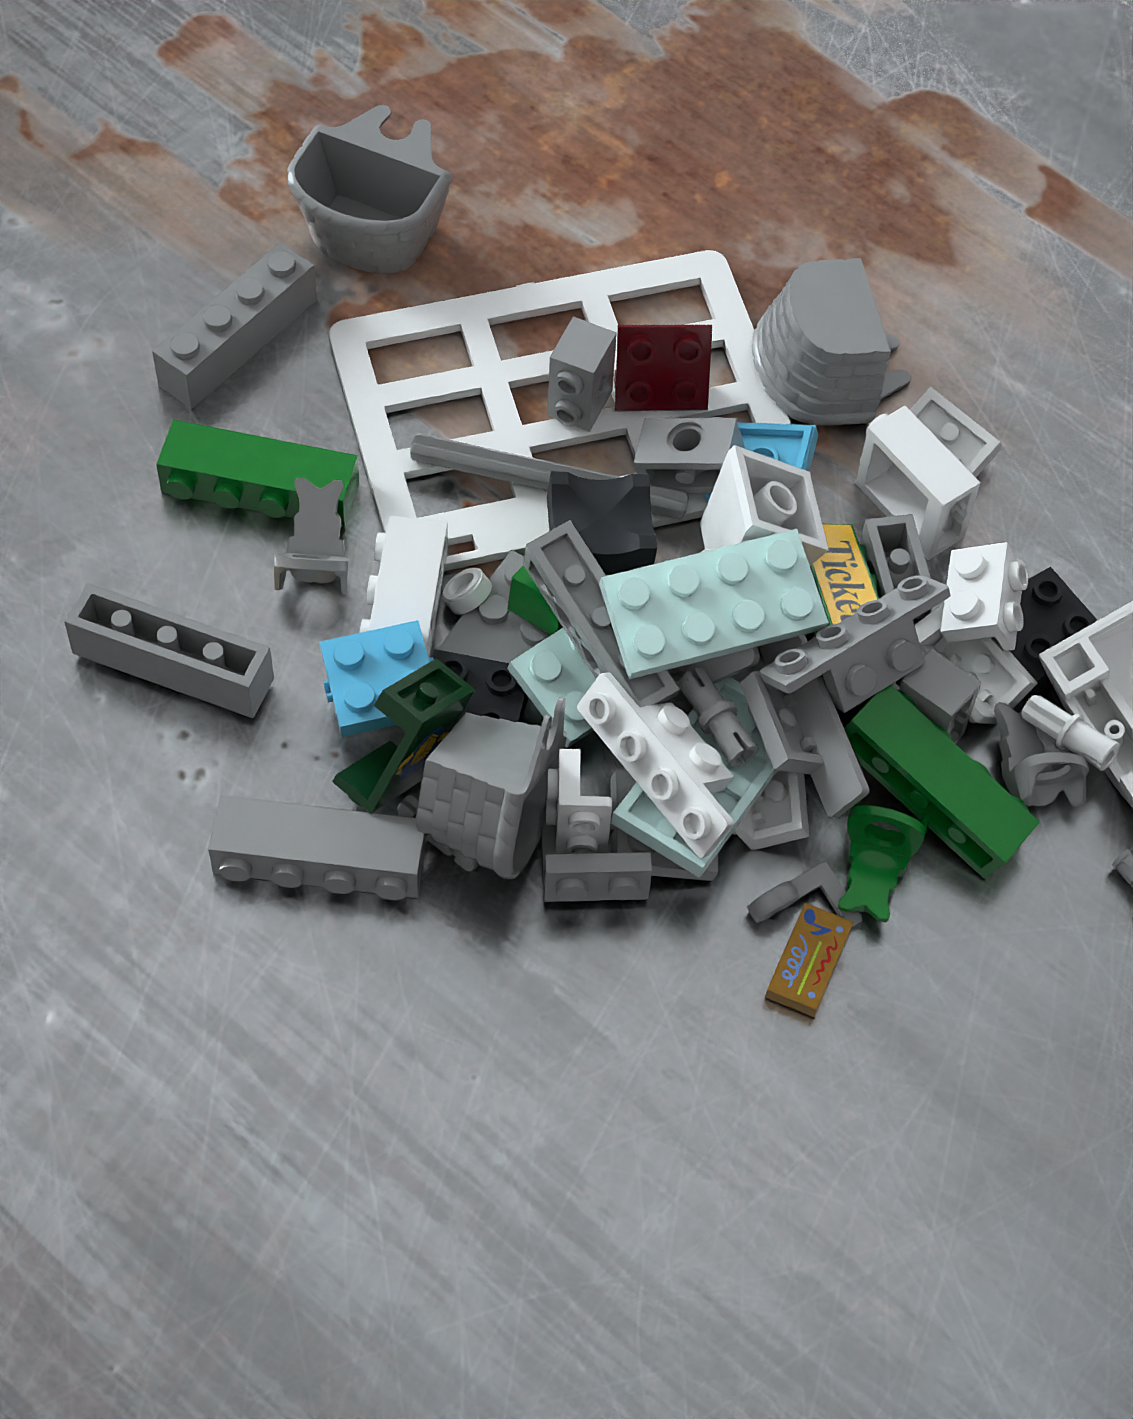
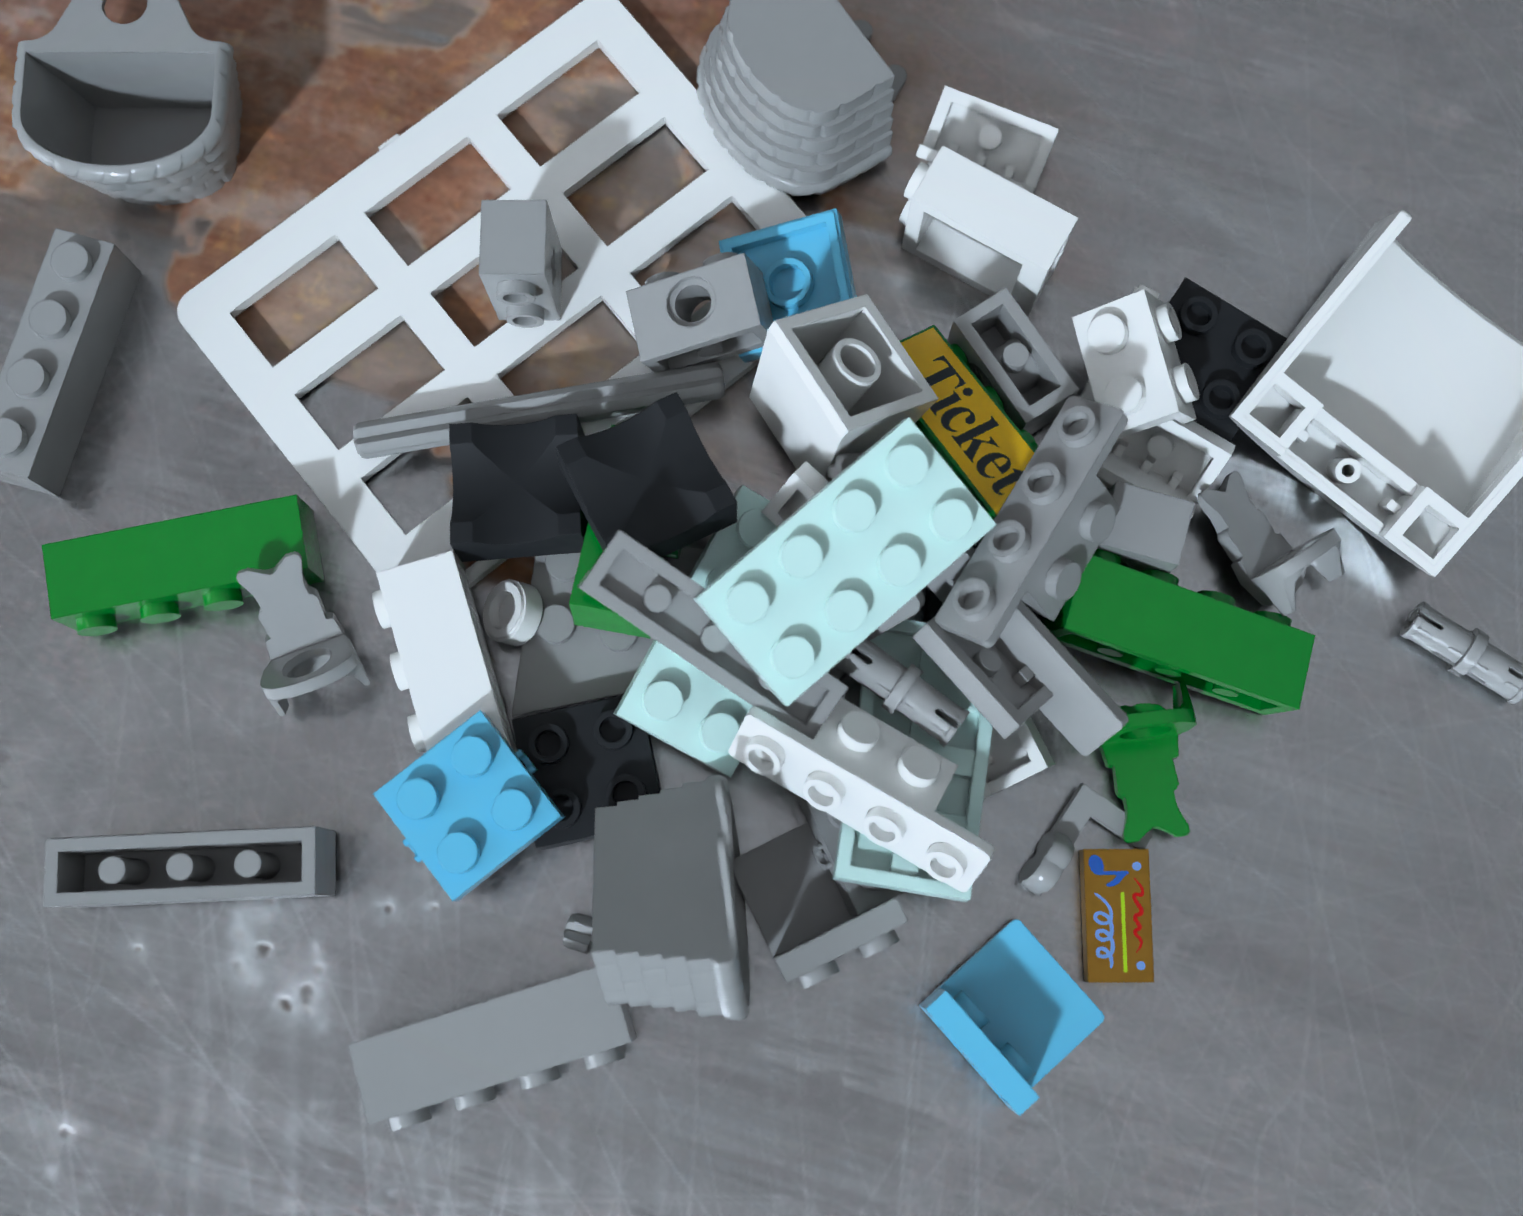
camera: 20 degrees left, 20 degrees up
(427, 709) = (535, 879): dark green panel -> none
(500, 509) = (512, 490): none -> black brick
(579, 820) = (765, 876): white bracket -> none
(662, 367) = (616, 205): dark red hinge -> none
(698, 985) = (1012, 1013): none -> medium azure bracket
(1071, 732) = (1299, 496): white axle -> none

